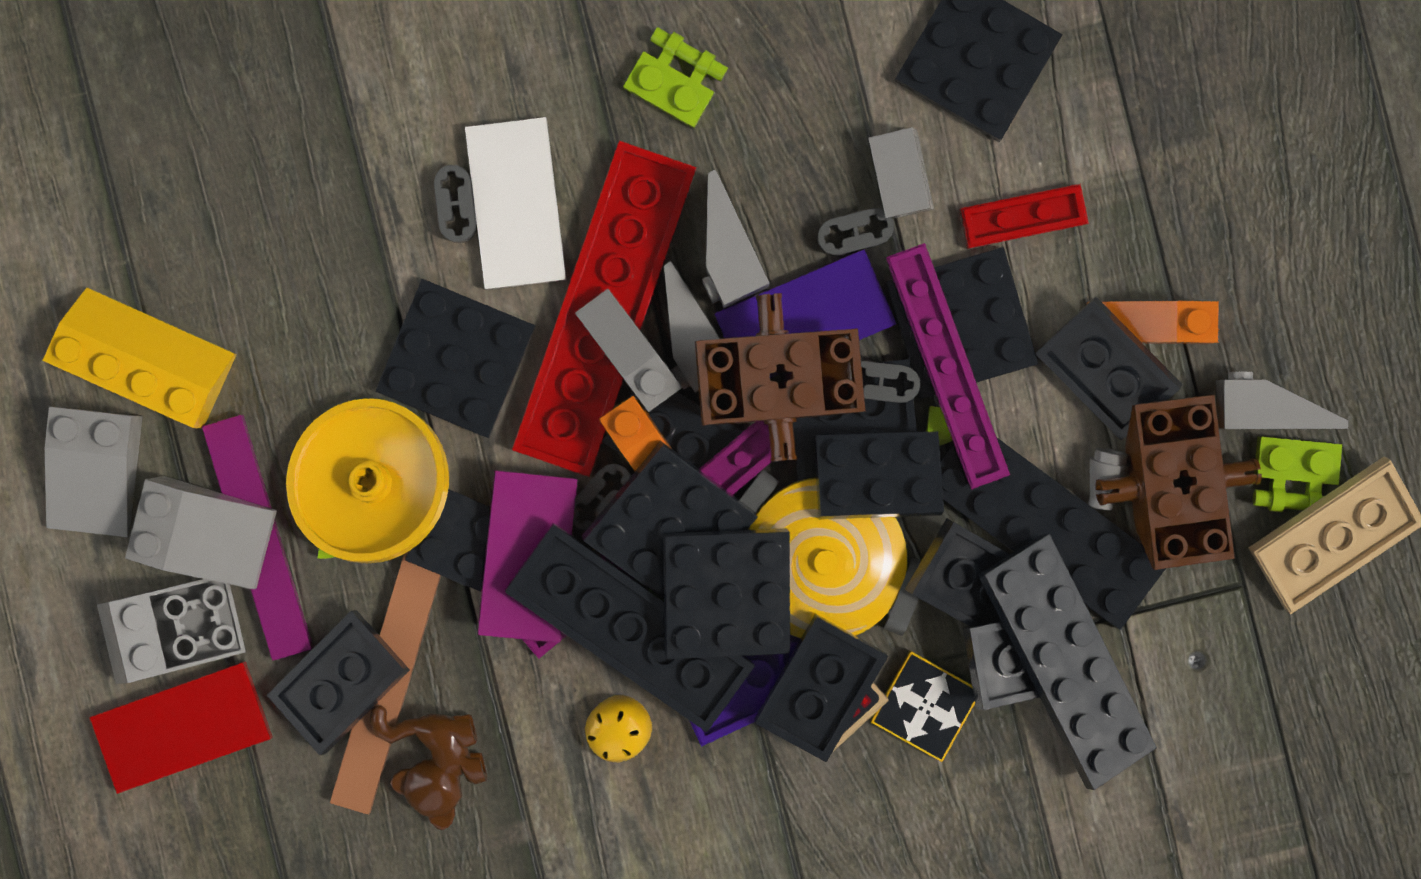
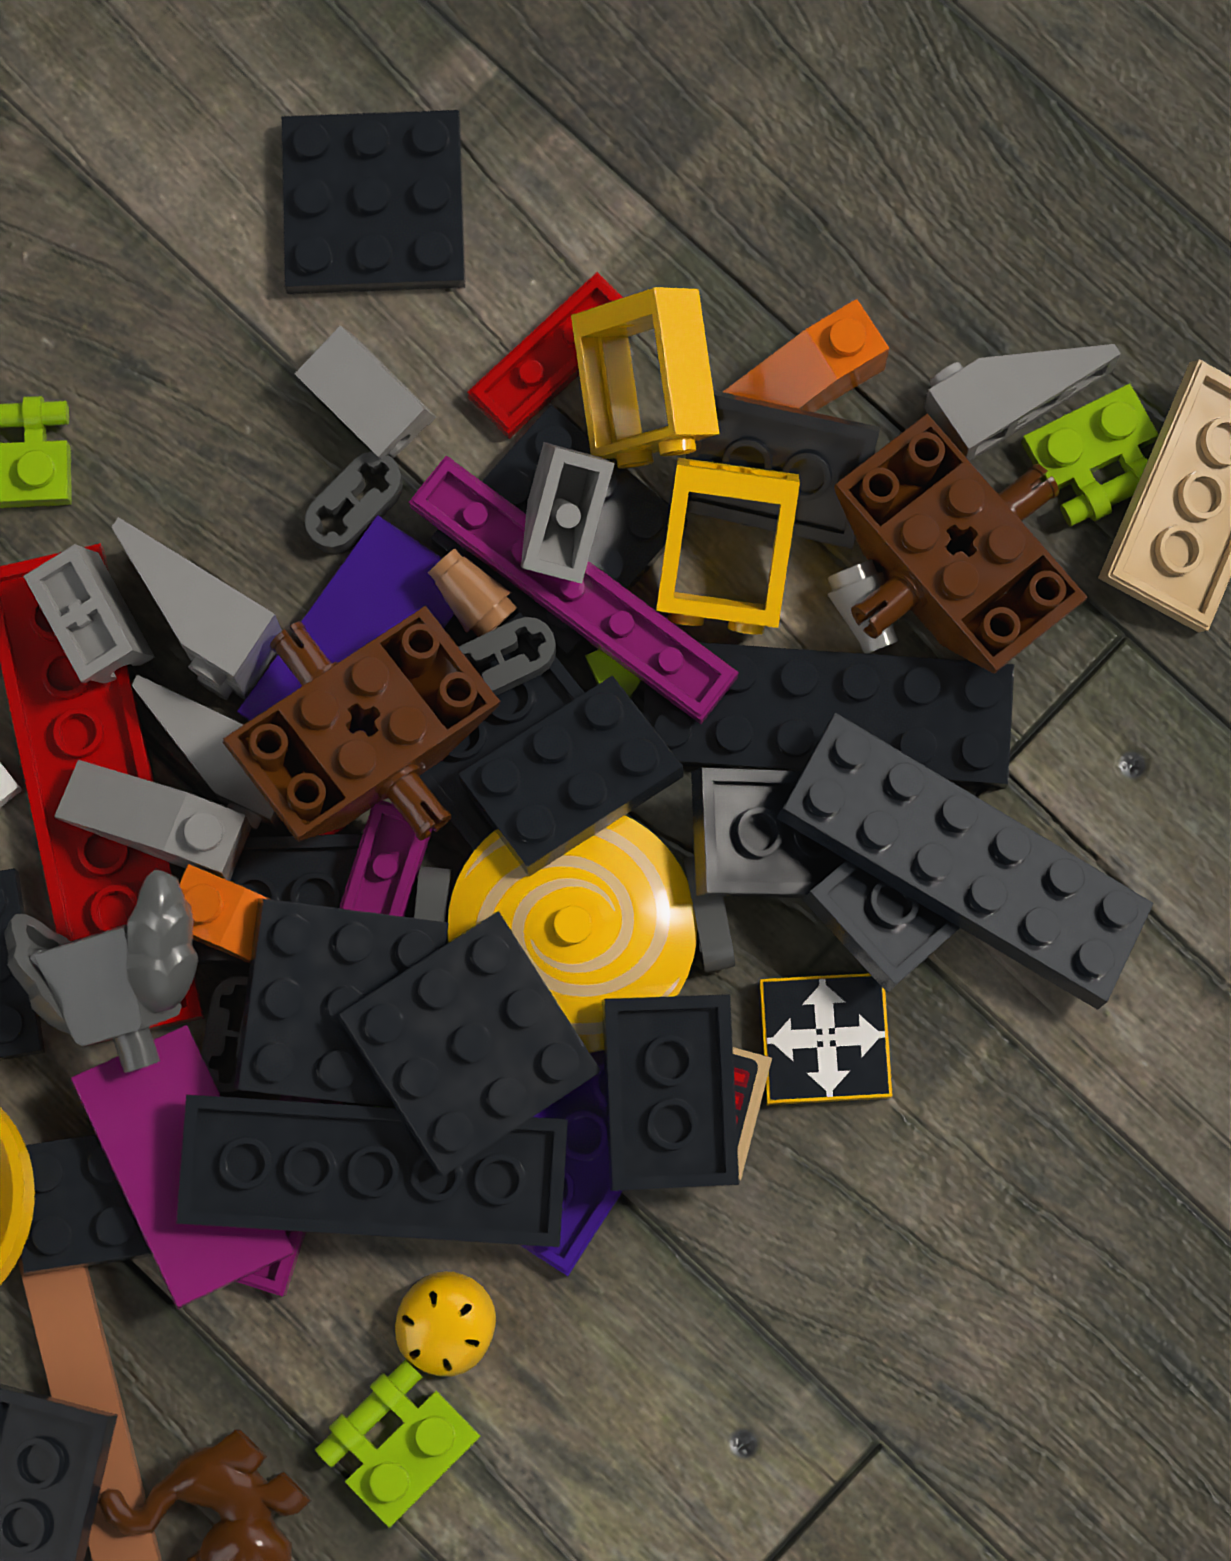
camera: 30 degrees left, 10 degrees down
(550, 432) = (113, 979): none -> dark grey torso
(554, 789) = (411, 1457): none -> lime plate
(664, 210) = (88, 614): none -> light grey hinge
(888, 334) = (472, 594): none -> medium nougat cone
(971, 321) = (564, 511): none -> light grey slope
(1044, 260) = (609, 378): none -> yellow window
(1079, 368) = (735, 483): none -> yellow window

